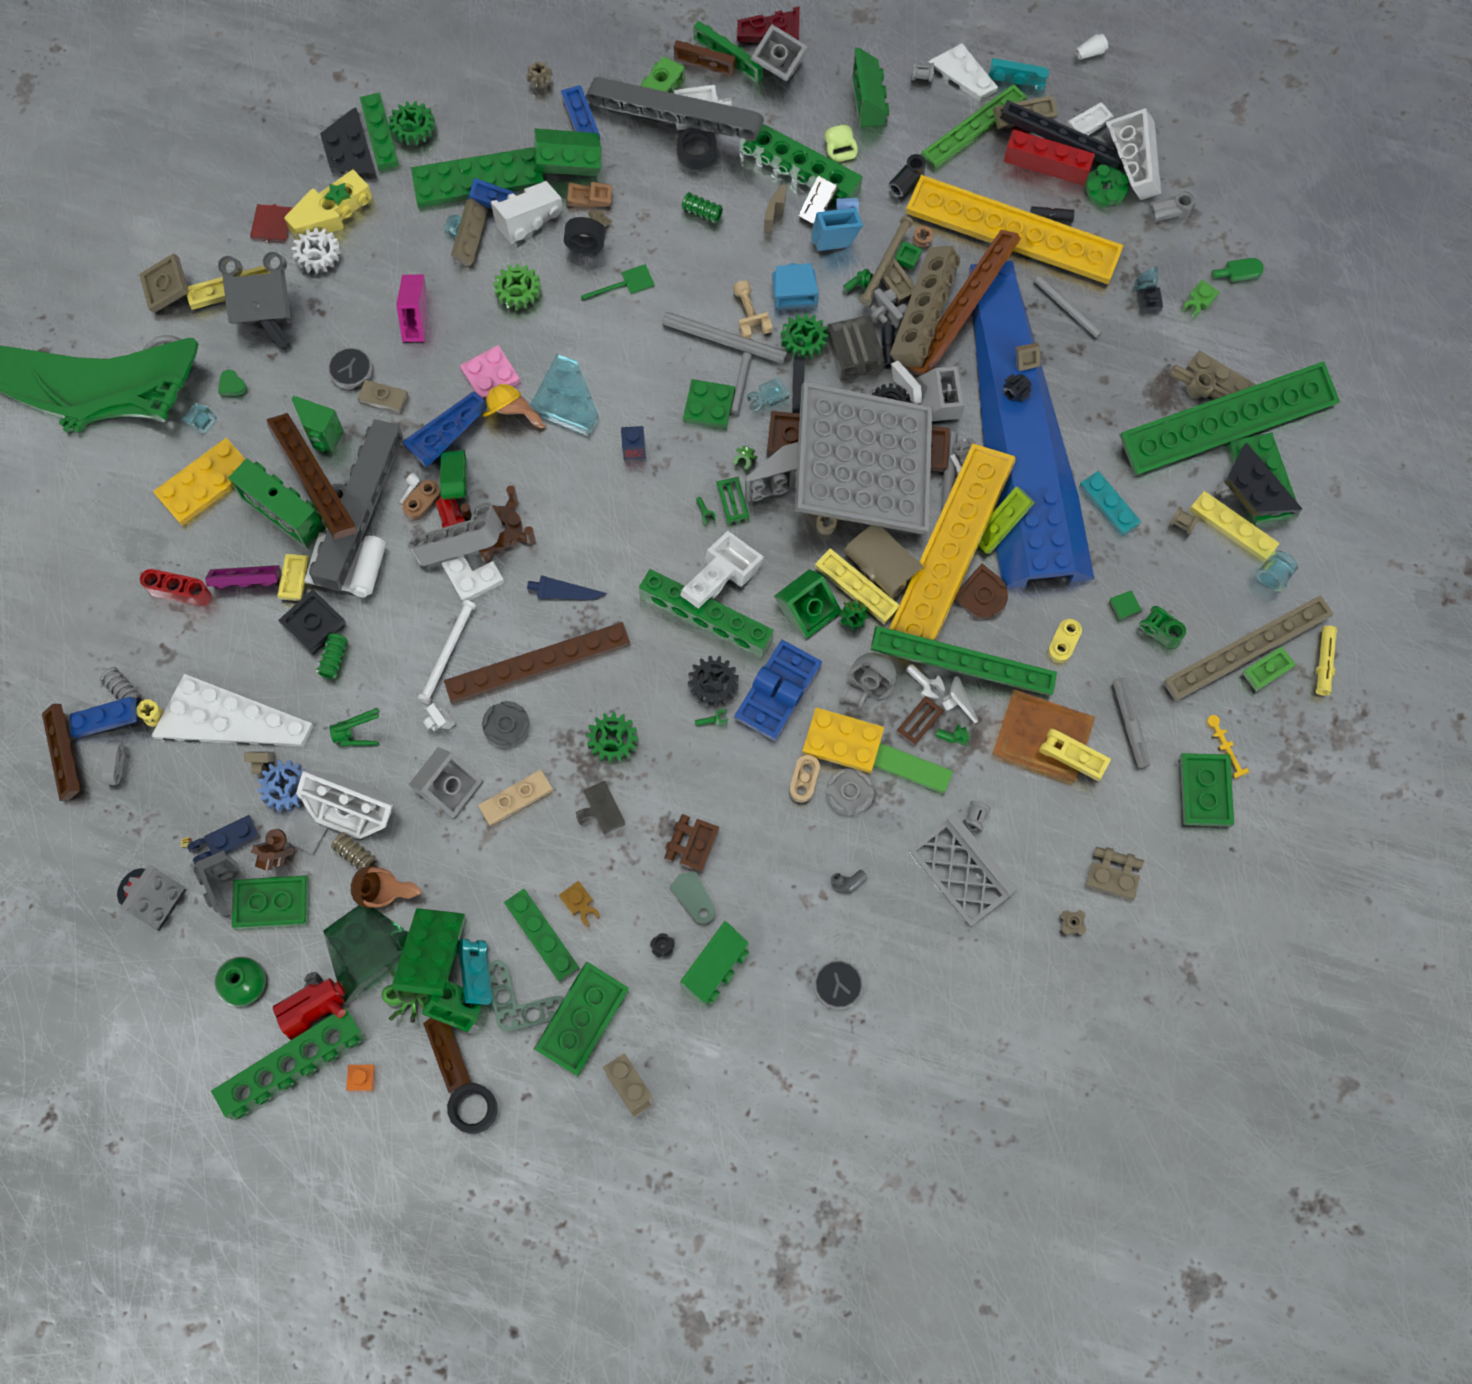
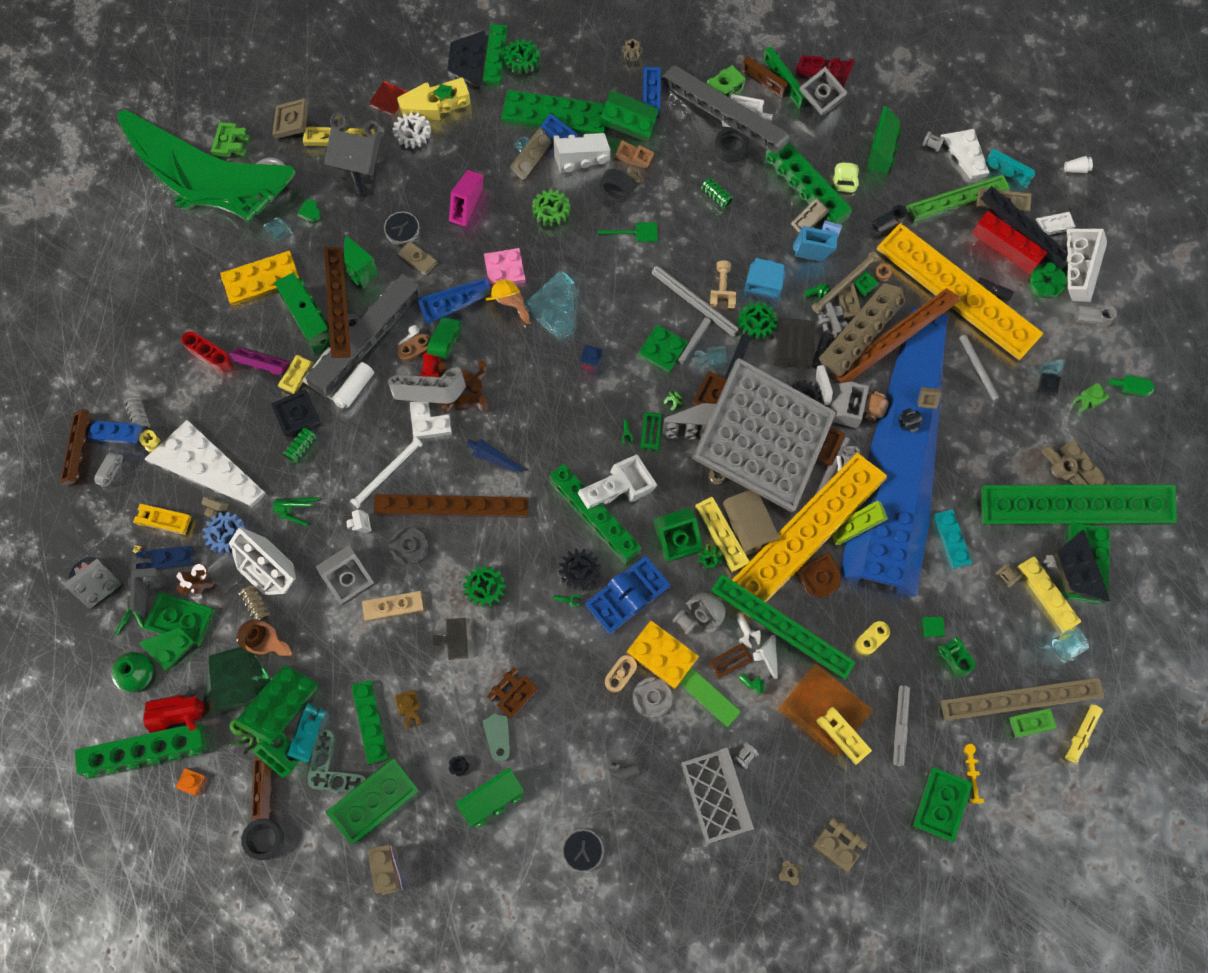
camera: 20 degrees right, 0 degrees up
(92, 333) = (225, 137): none -> bright green plate
(202, 797) = (162, 519): none -> yellow plate
(207, 920) = (125, 619): none -> green plant
(271, 937) = (168, 647): none -> green wing
(775, 207) = (775, 210): dark tan slope -> none
(972, 386) = (875, 406): none -> medium nougat head

